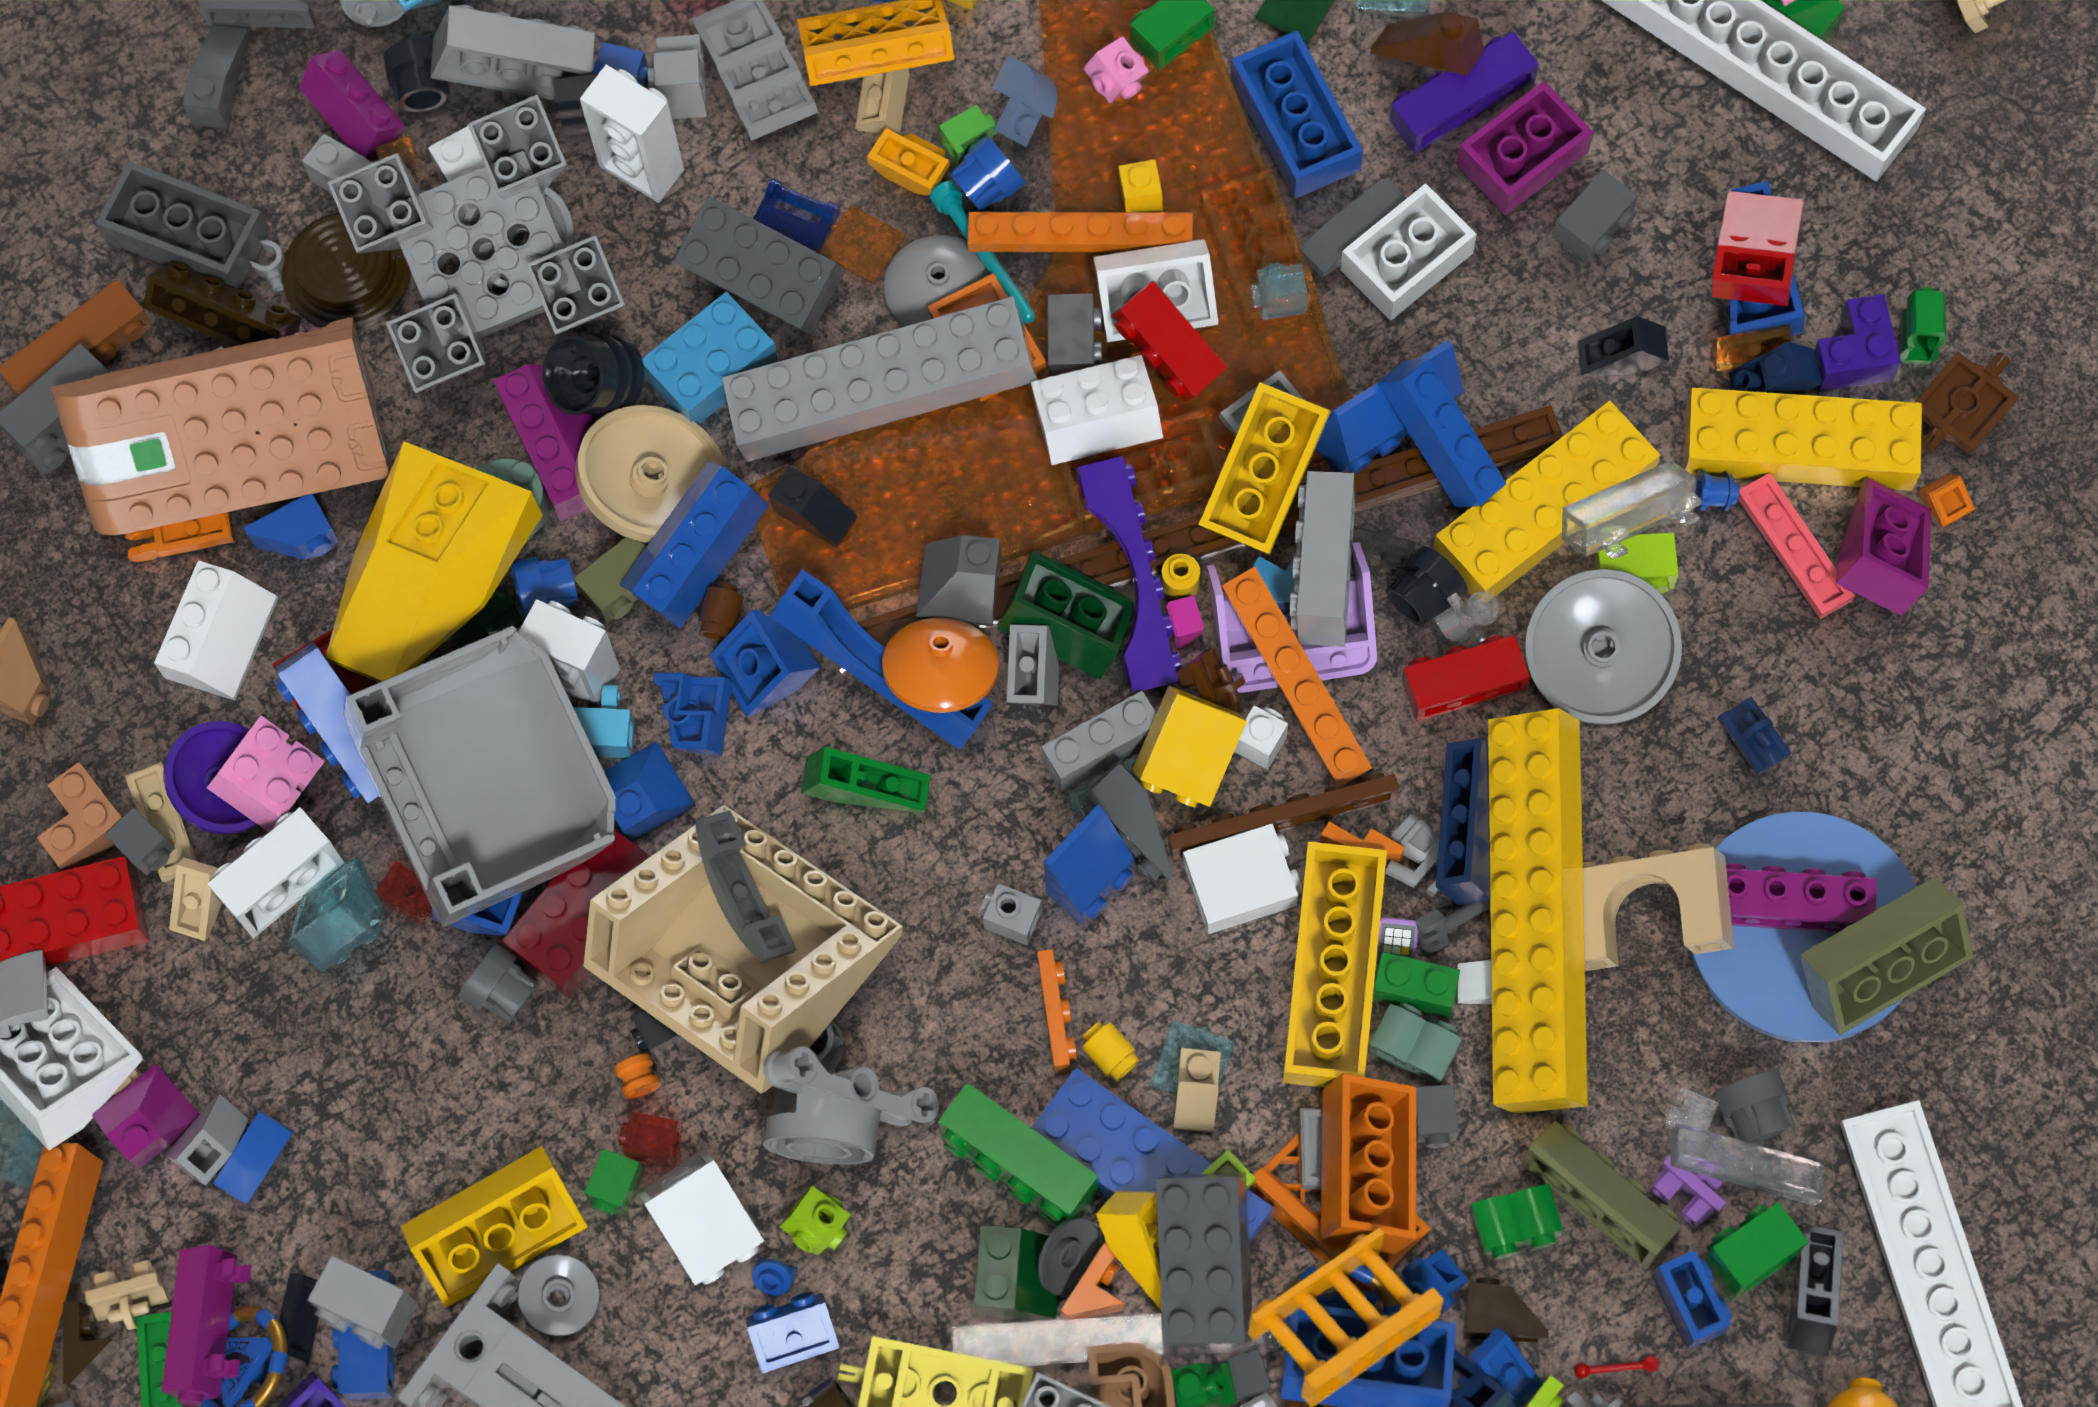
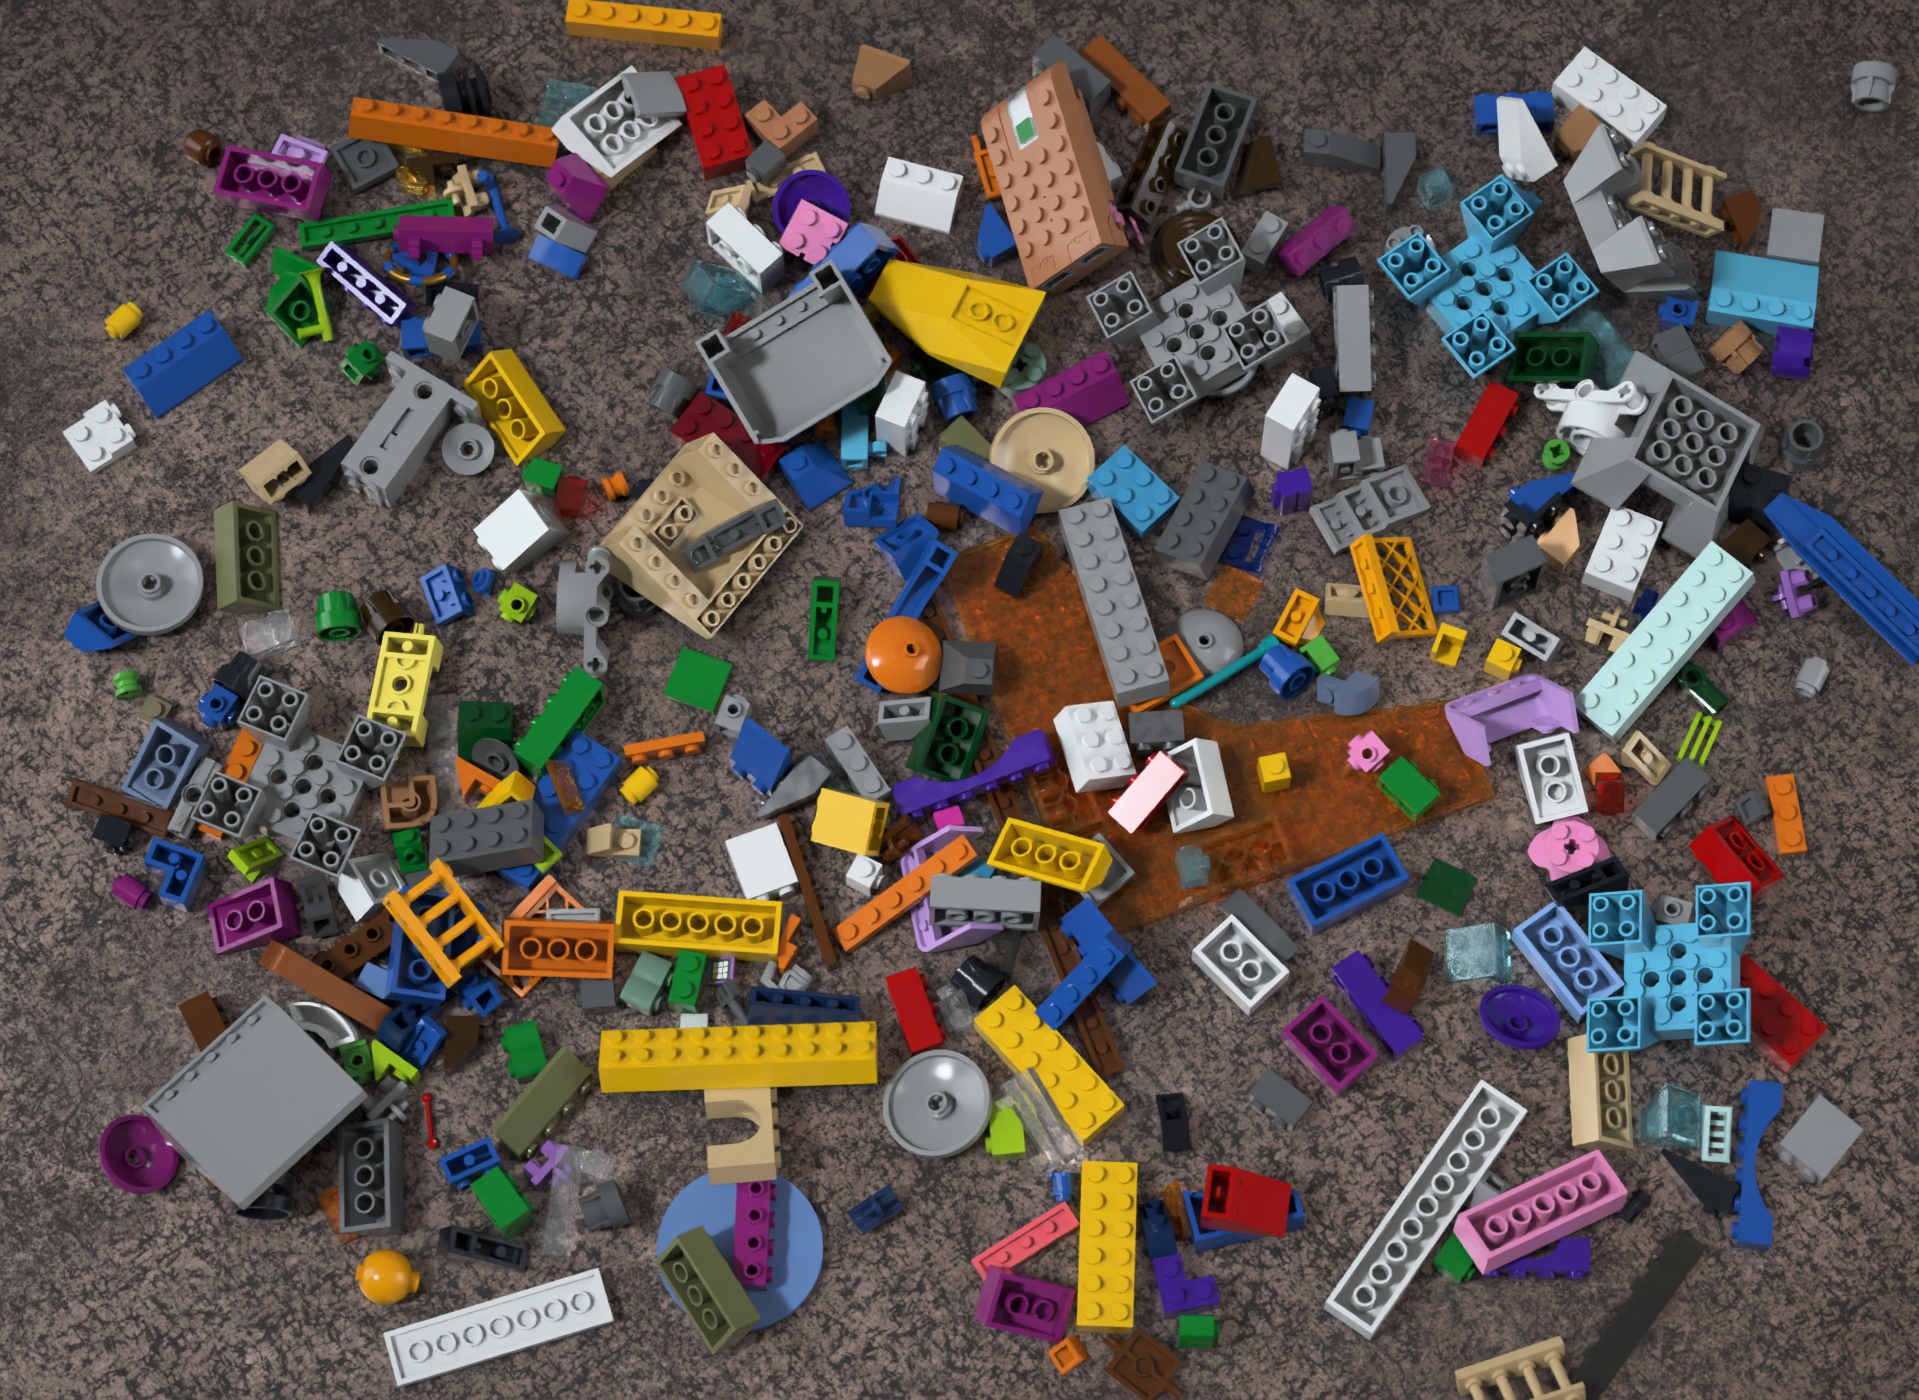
camera: 85 degrees right, 0 degrees up
(102, 1385) = (409, 183): none -> clear yellow arm
(199, 1236) = (505, 232): none -> blue piece
(231, 174) = (1257, 169): none -> dark brown slope
(402, 146) = (1278, 274): clear orange slope -> none
(593, 373) = (1111, 414): black wheel -> none
(726, 150) = (1291, 491): none -> dark purple brick
(949, 966) = (697, 680): none -> green tile
(1076, 231) = (1241, 735): orange plate -> none
(1126, 1145) = (565, 787): none -> clear orange slope
(1180, 576) = (985, 809): yellow brick -> none

